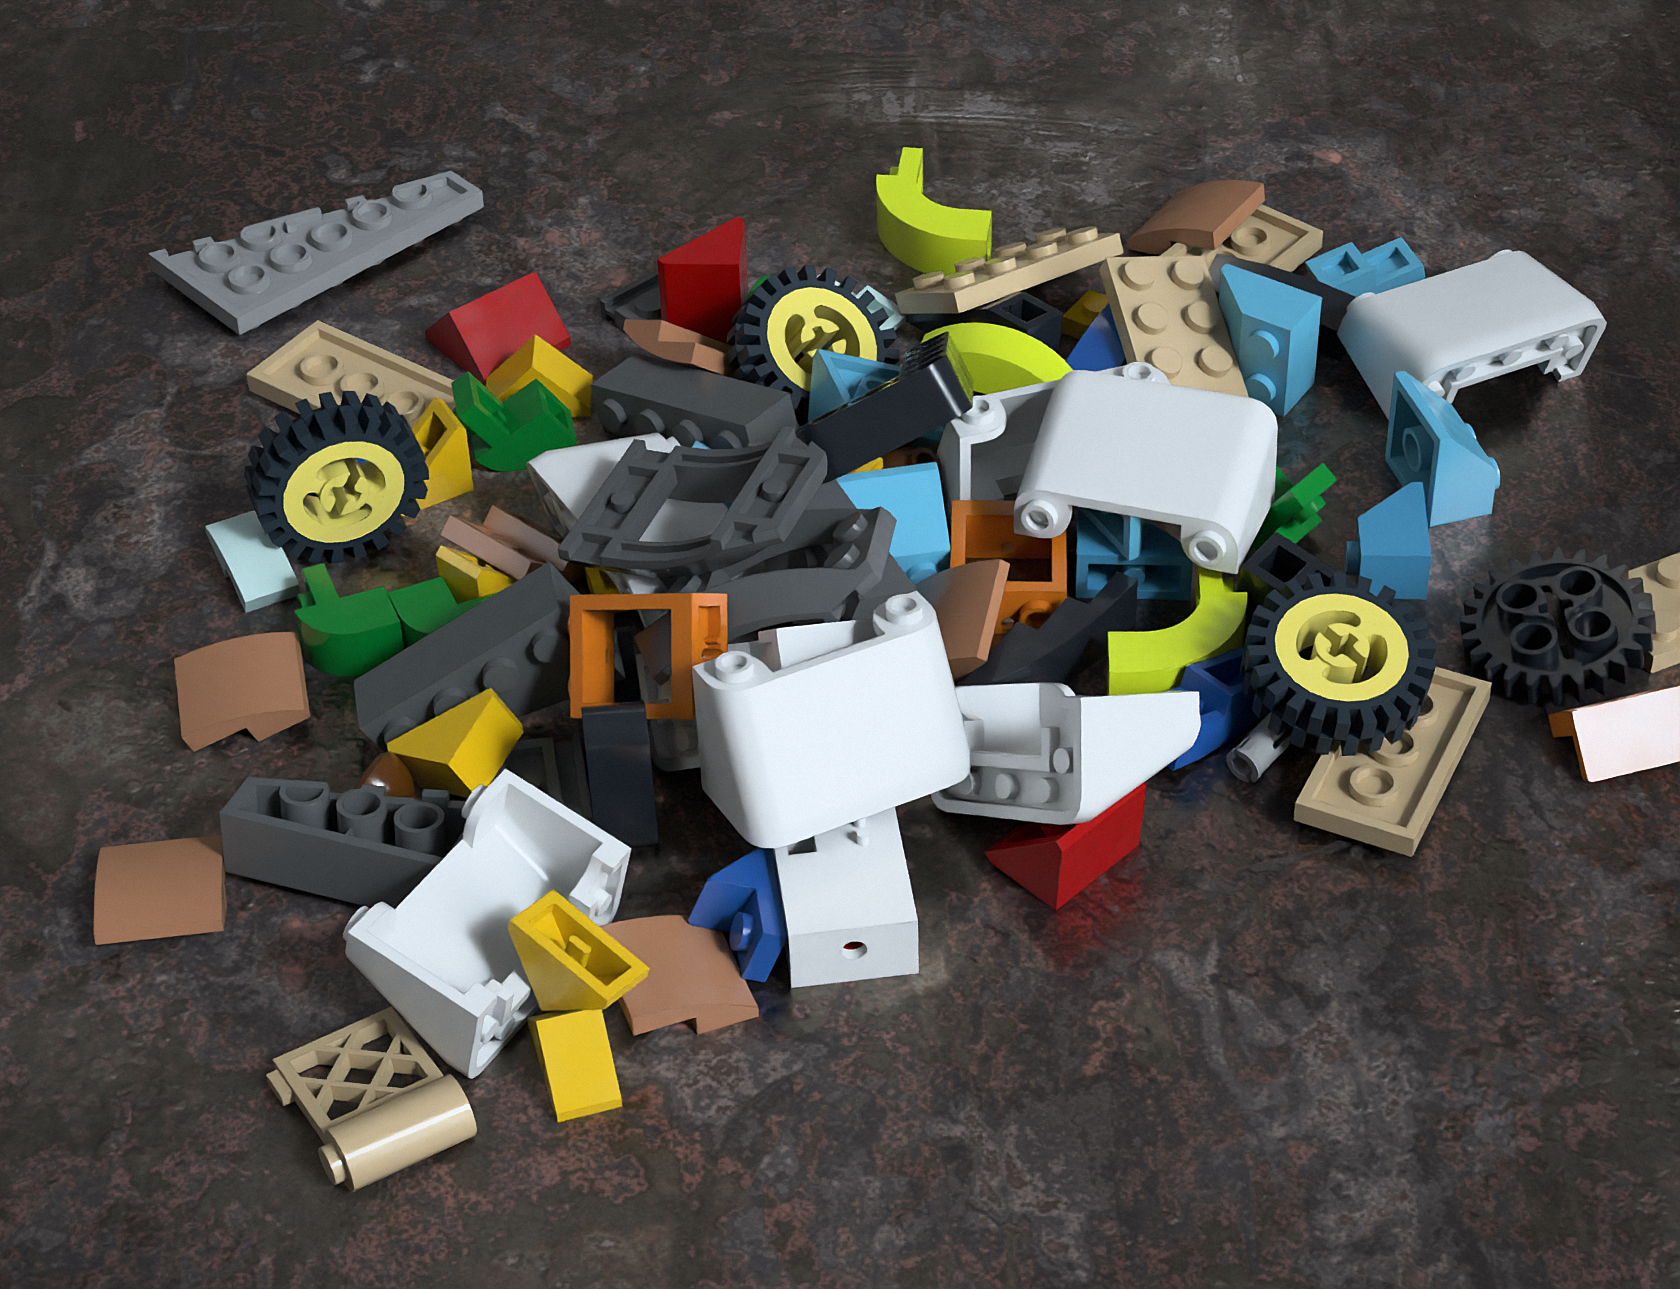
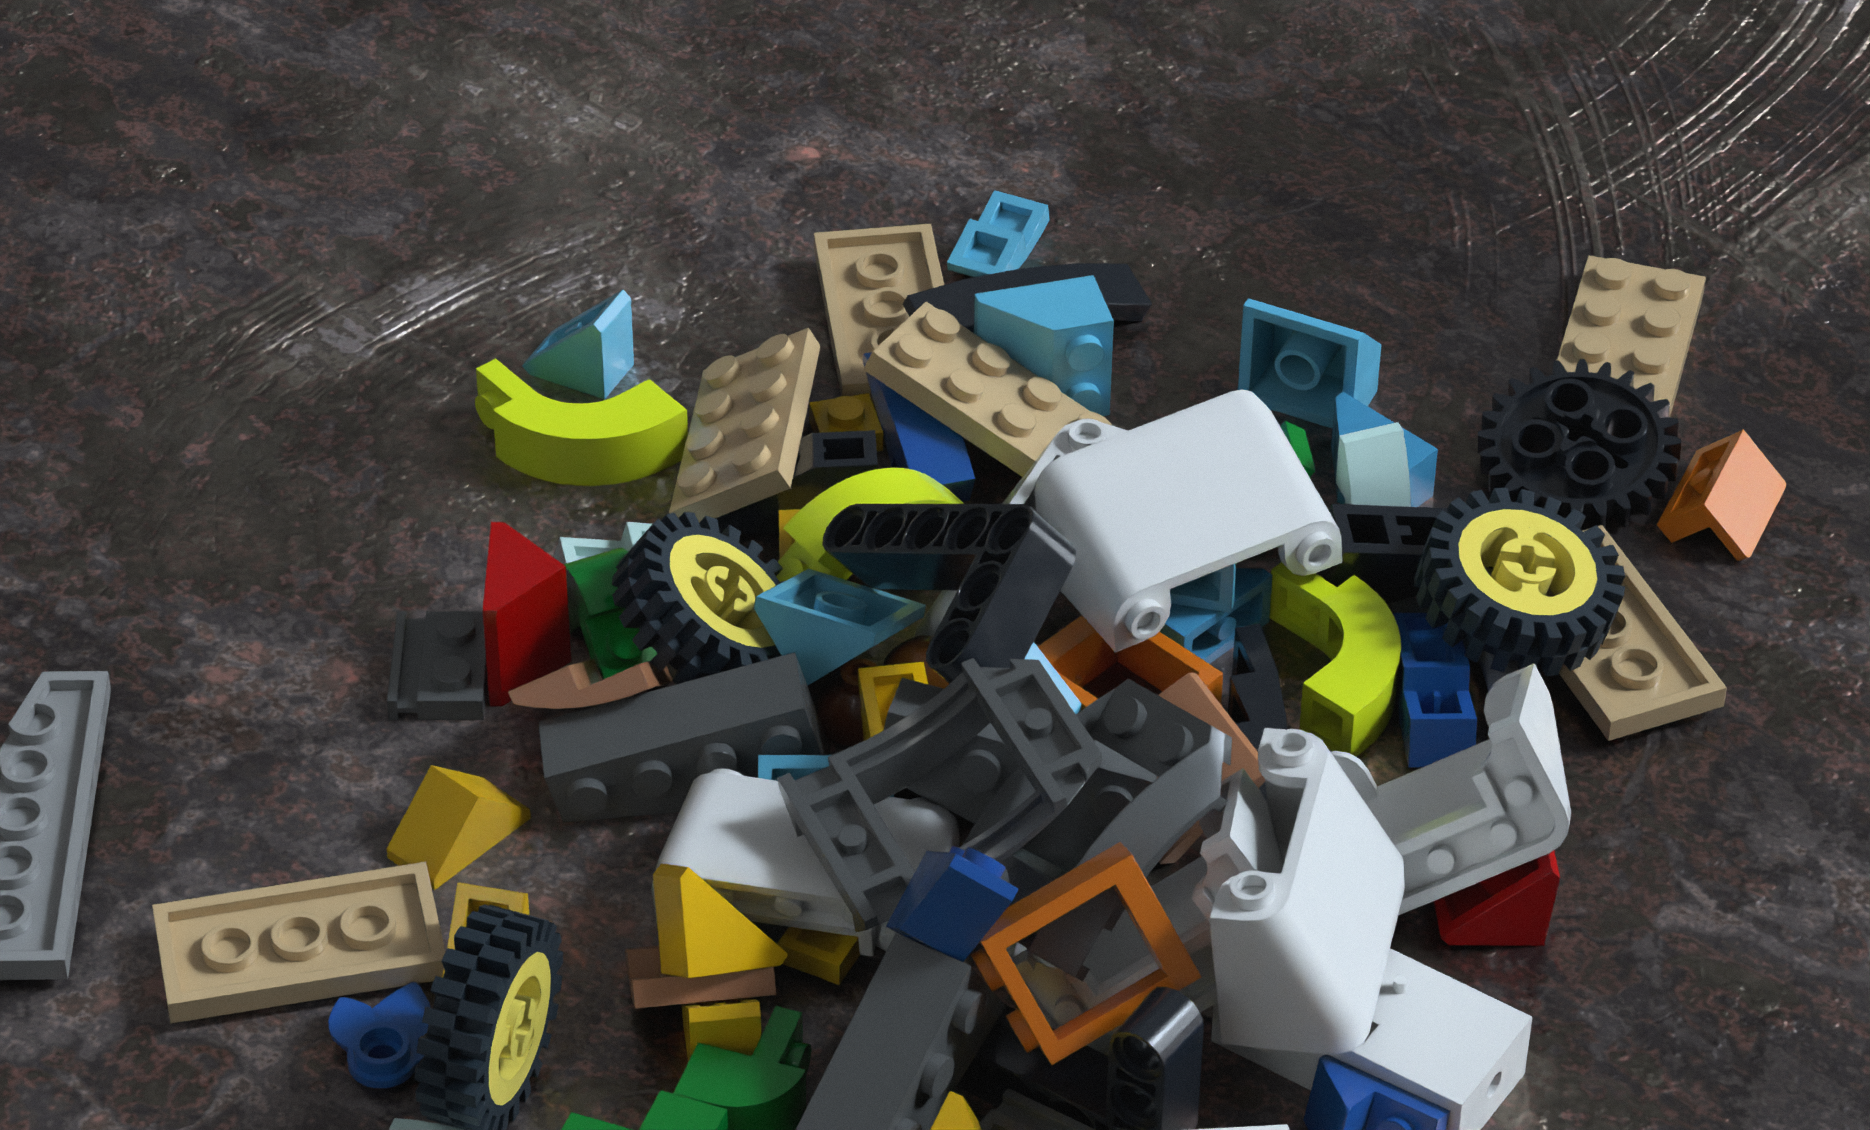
camera: 50 degrees left, 0 degrees up
(497, 325) = (329, 793): red slope -> none
(513, 430) = (520, 857): green brick -> none
(514, 510) = (703, 931): none -> yellow slope
(591, 556) = (952, 901): none -> blue slope
(1005, 182) = (589, 350): none -> medium azure slope
(1199, 216) = (805, 274): nougat slope -> none
(1348, 533) = (1374, 467): none -> light aqua slope
(1471, 327) = (1199, 241): white windscreen -> none

